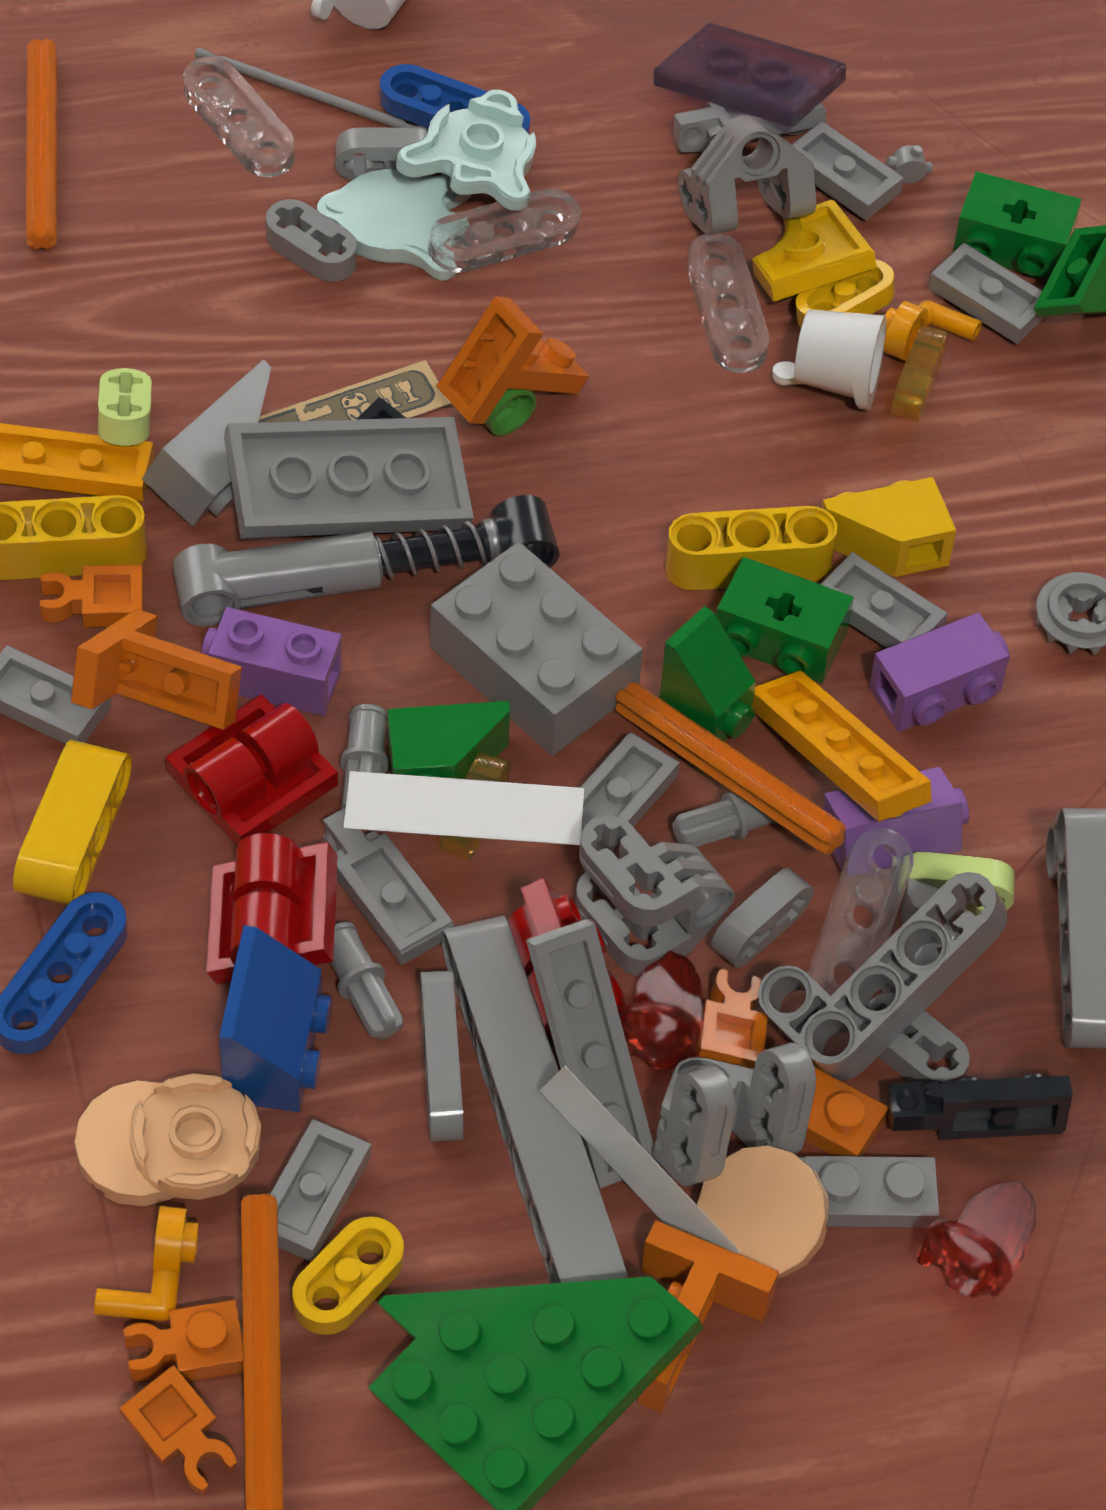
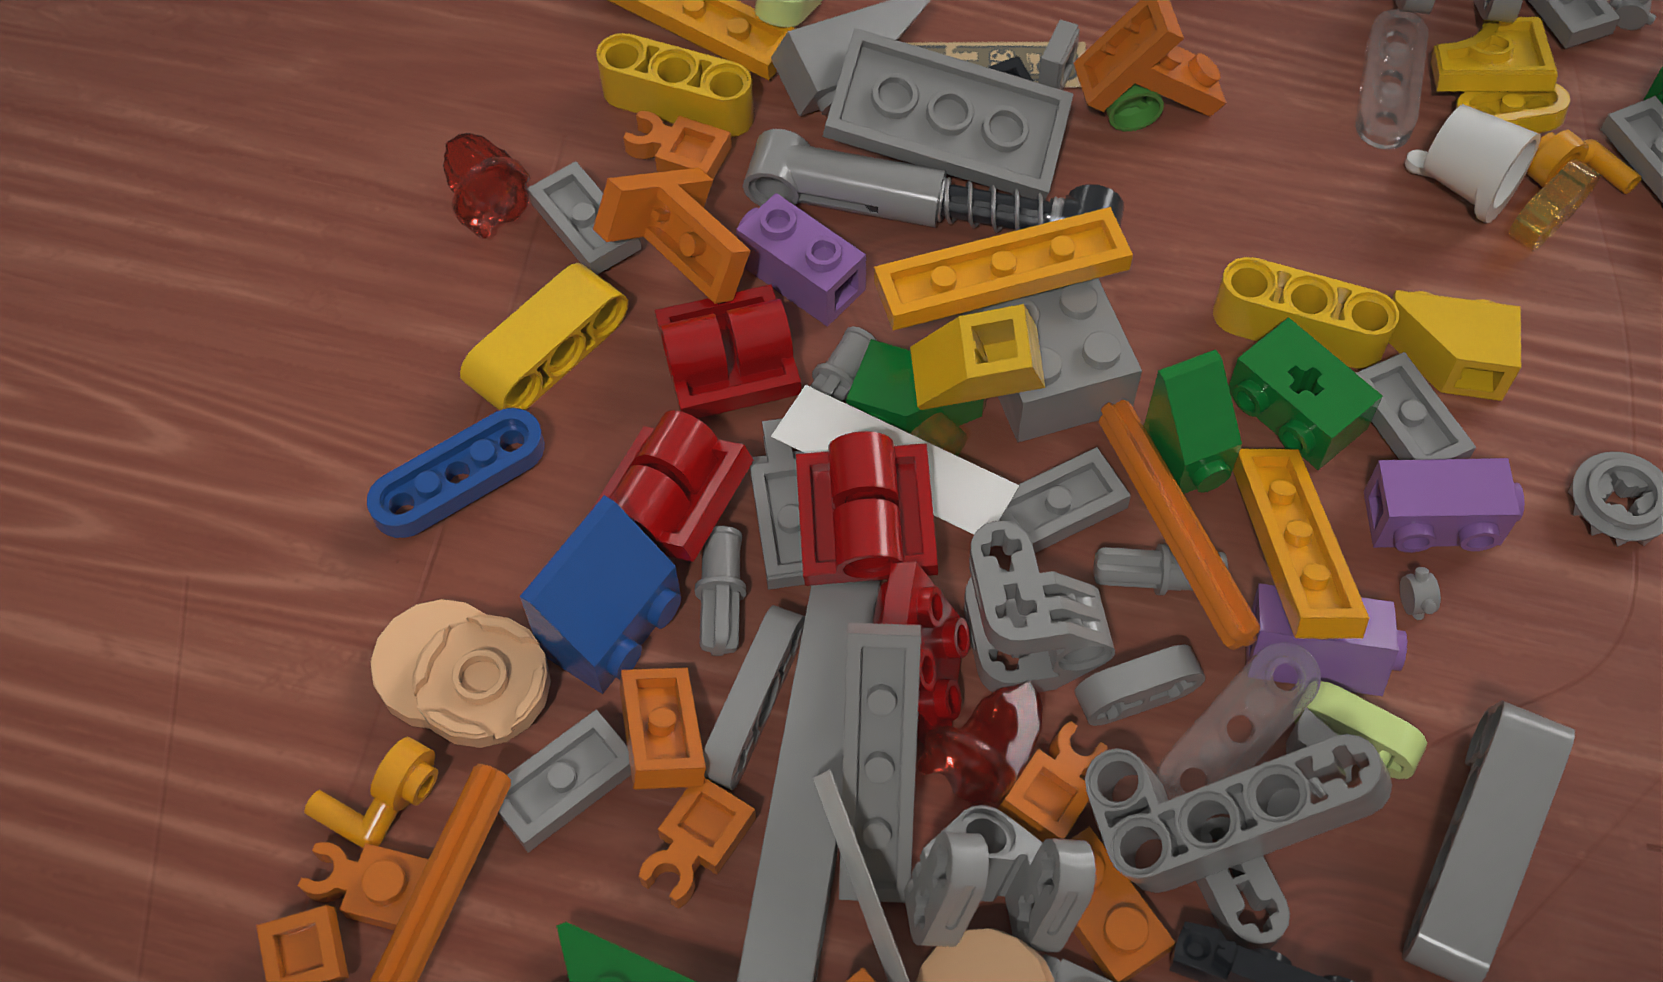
camera: 30 degrees right, 5 degrees up
(344, 1278) = (546, 877): yellow plate -> none
(379, 1110) = (661, 728): none -> orange plate
(417, 383) = (1059, 55): none -> light grey tile
(456, 1183) = (700, 830): none -> orange plate
(467, 856) = (864, 509): none -> red plate
(482, 601) = (1002, 268): none -> light orange plate
(502, 689) = (978, 358): none -> yellow slope
(954, 754) = (1420, 593): none -> light grey piece

